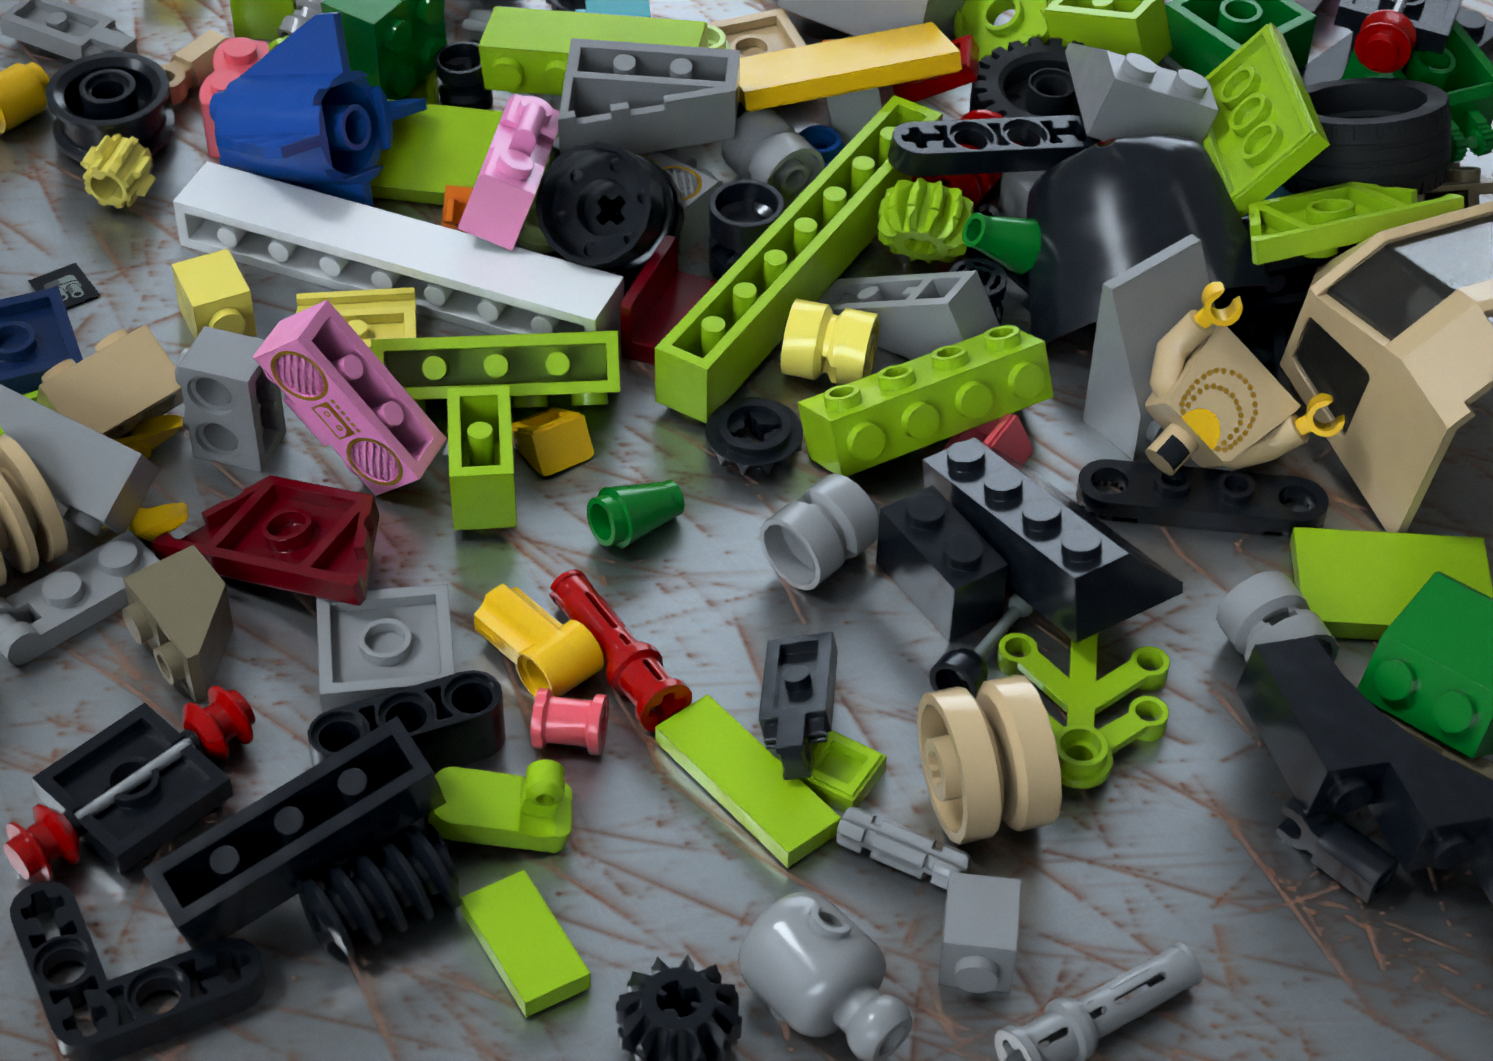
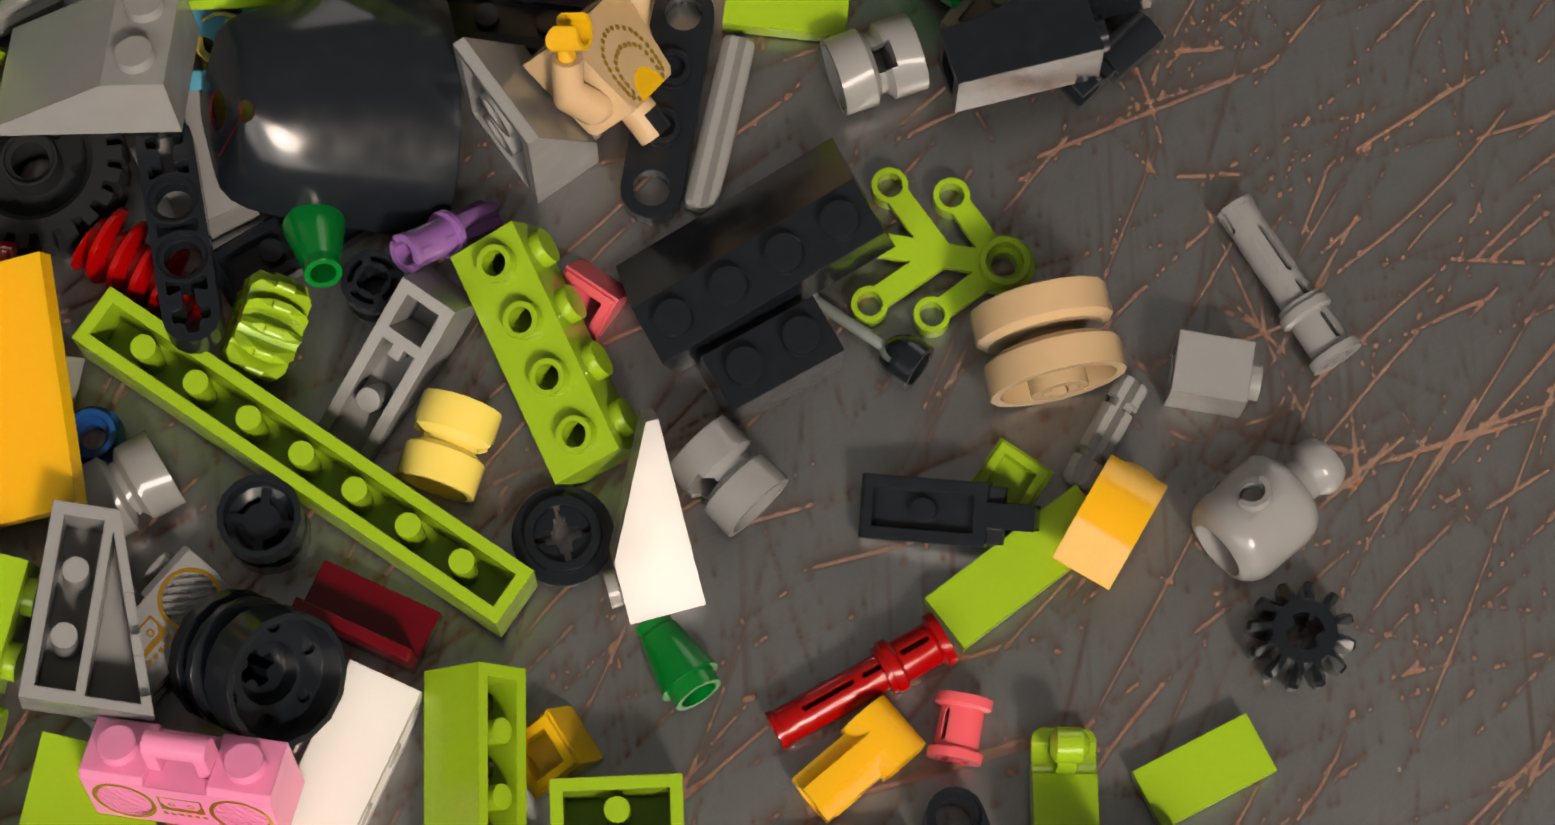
camera: 90 degrees left, 30 degrees up
(762, 462) = (650, 539): none -> slope
(799, 812) = (1110, 521): none -> yellow brick
(1020, 310) = (444, 235): none -> medium lavender axle
(1194, 533) = (719, 124): none -> light grey axle

